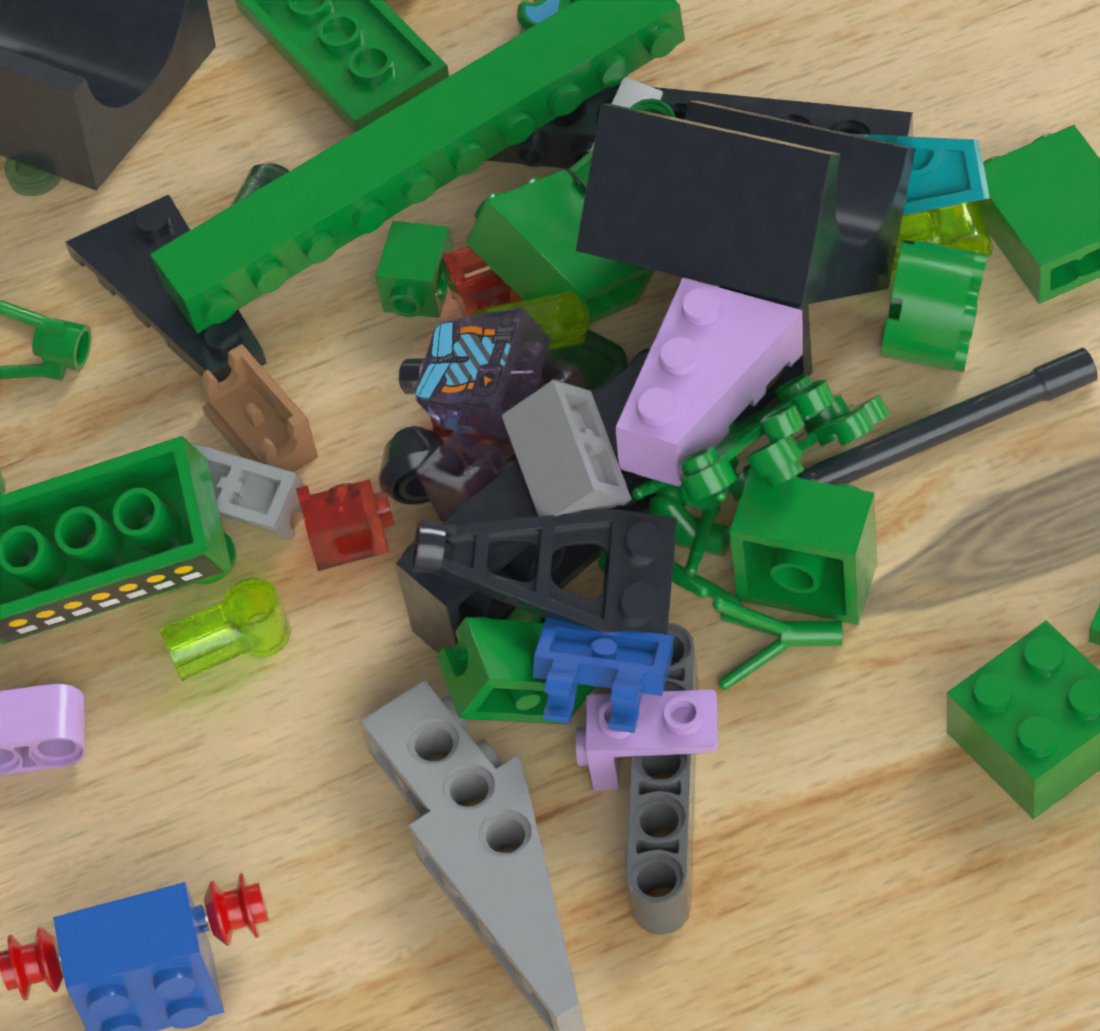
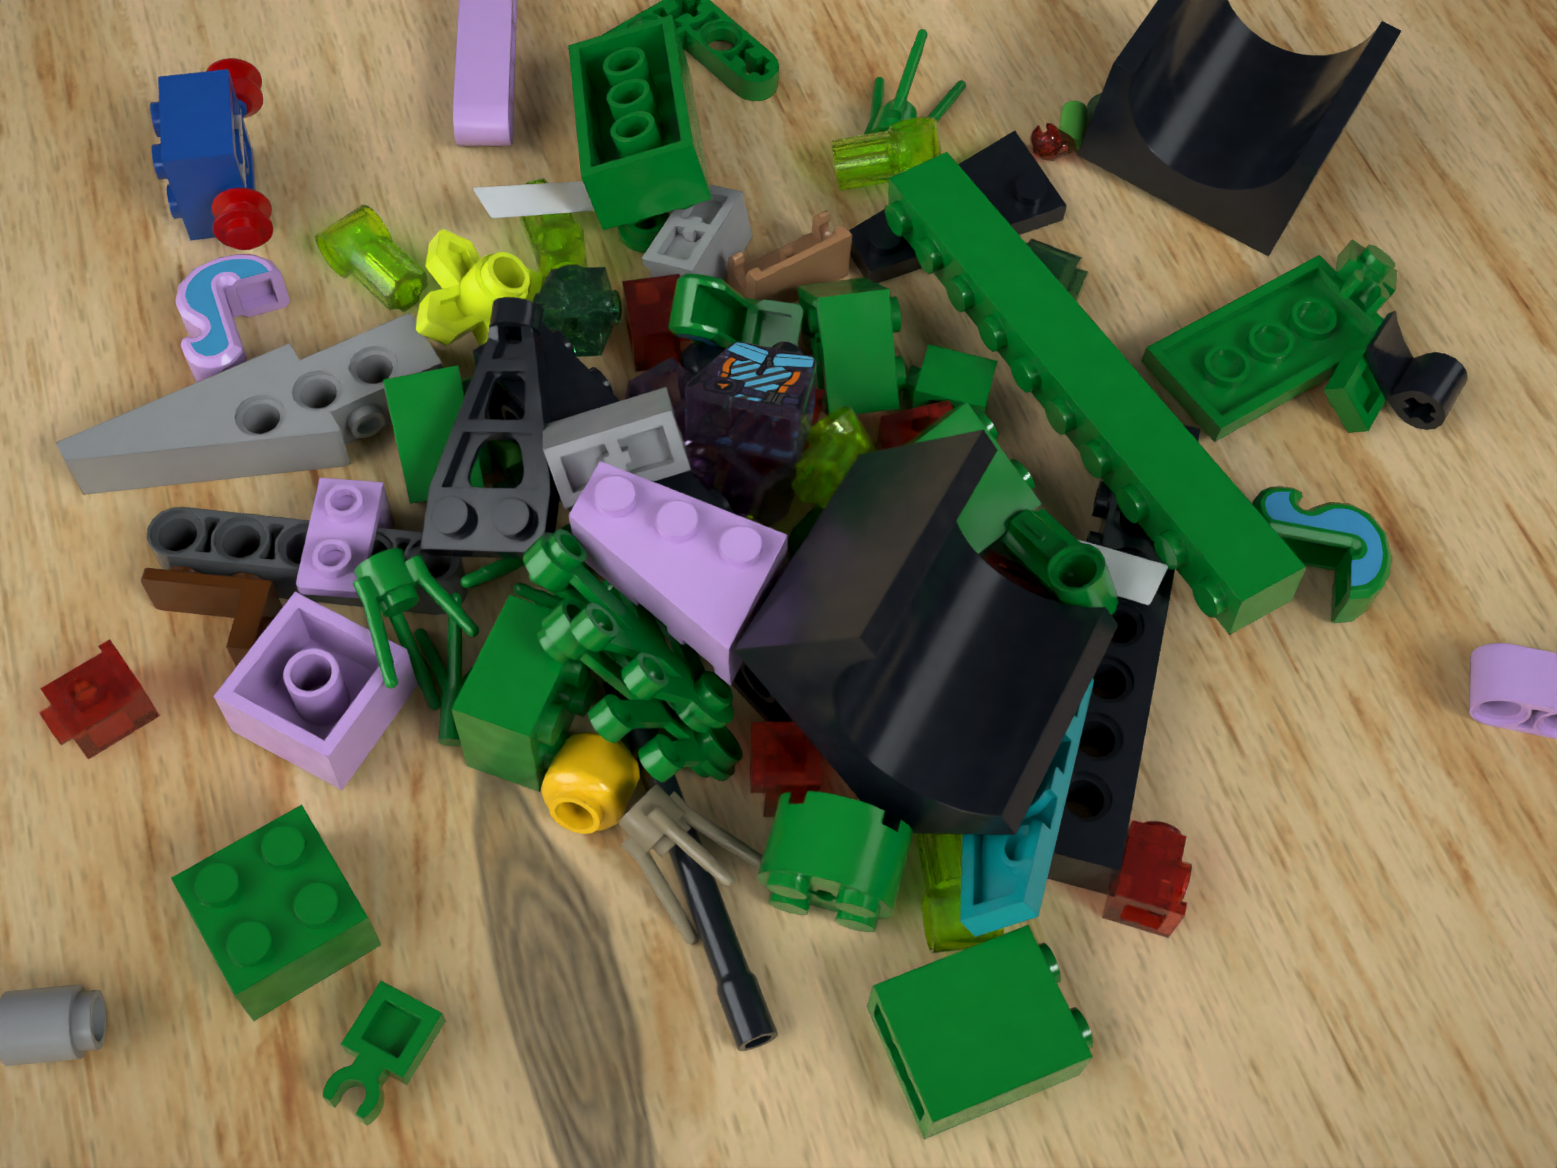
camera: 80 degrees right, 5 degrees up
(68, 201) = (1066, 138): none -> arm
(115, 327) = (880, 155): none -> clear neon green piece
(198, 623) = (534, 199): none -> white sticker
(251, 812) = (364, 248): none -> clear neon green piece
(331, 664) = (469, 288): none -> neon yellow plant
(340, 582) = (580, 306): none -> clear green brick
(352, 432) = (718, 315): none -> green animal
(357, 337) = (853, 342): none -> green brick
(365, 932) = (211, 300): none -> lavender animal
(622, 661) = (397, 502): blue plate -> none
(717, 656) = (389, 587): none -> green plant
(732, 806) = (239, 596): none -> reddish brown bracket
(816, 723) = (315, 691): none -> lavender brick
(842, 950) = (97, 703): none -> clear red brick
(848, 365) = (782, 763): none -> clear red brick
(896, 497) = (590, 783): none -> yellow head
(909, 94) = (1151, 880): none -> clear red brick
(920, 429) = (662, 822): none -> dark tan plant

